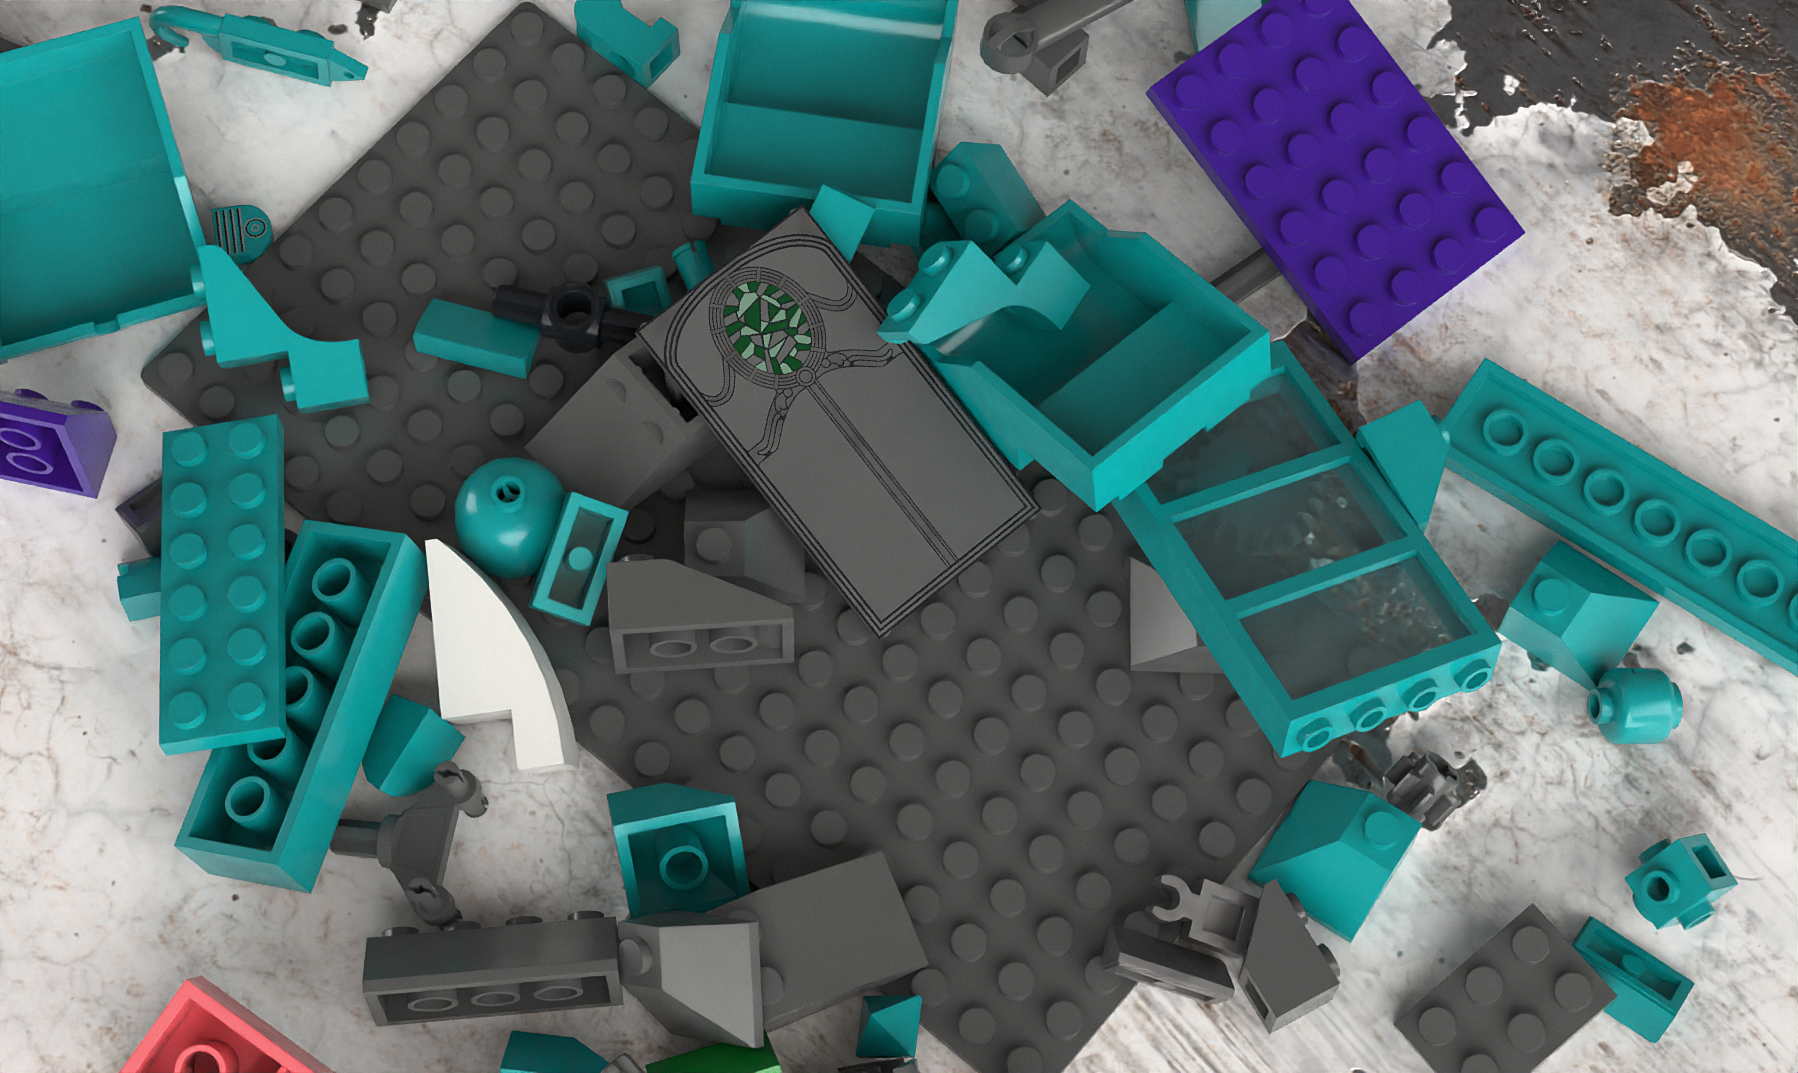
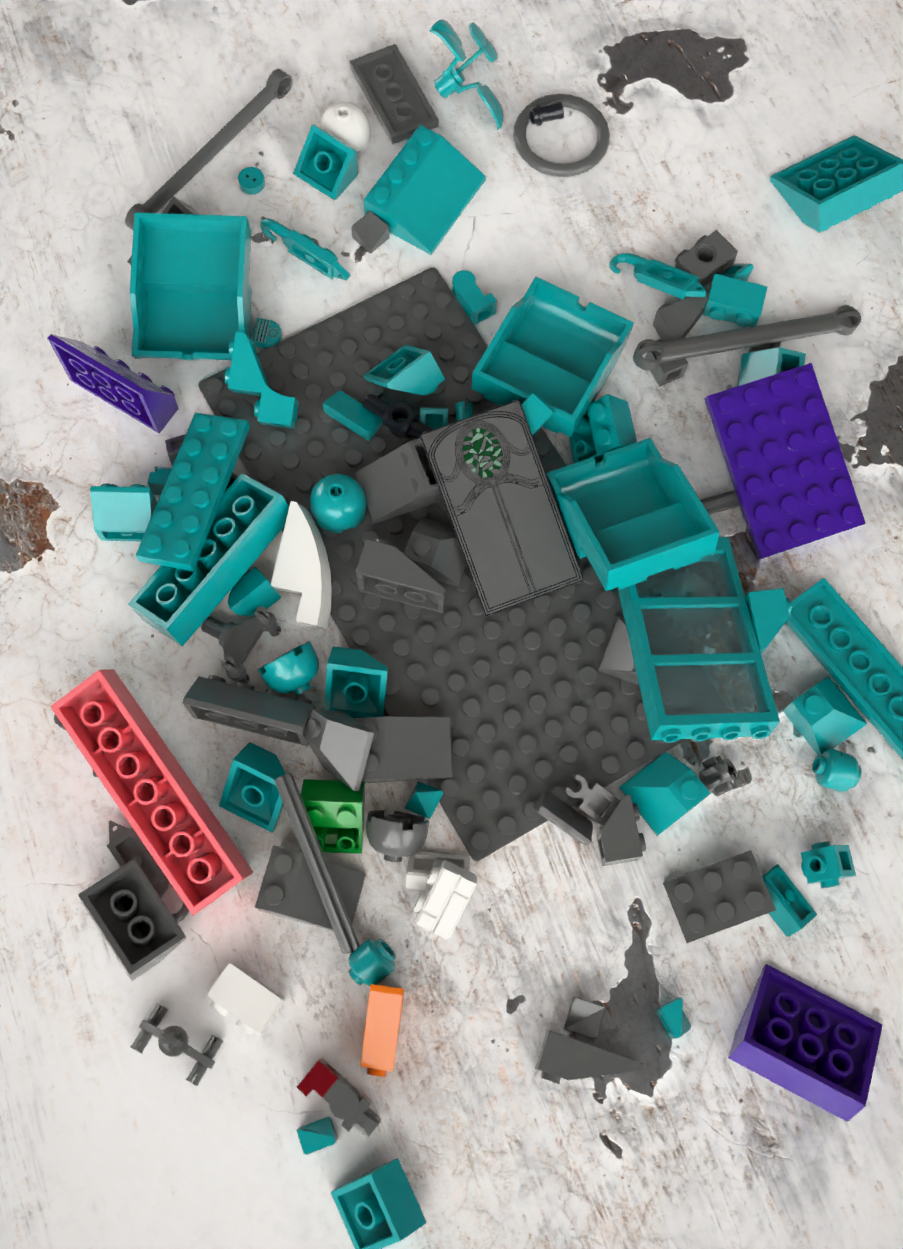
camera: 20 degrees right, 5 degrees up
(95, 672) = (121, 511): none -> slope
(544, 866) = (291, 670): none -> teal cylinder
(555, 218) = (407, 371): none -> teal slope
(577, 559) = (359, 527): teal brick -> none
(963, 285) = (582, 462): teal arch -> none

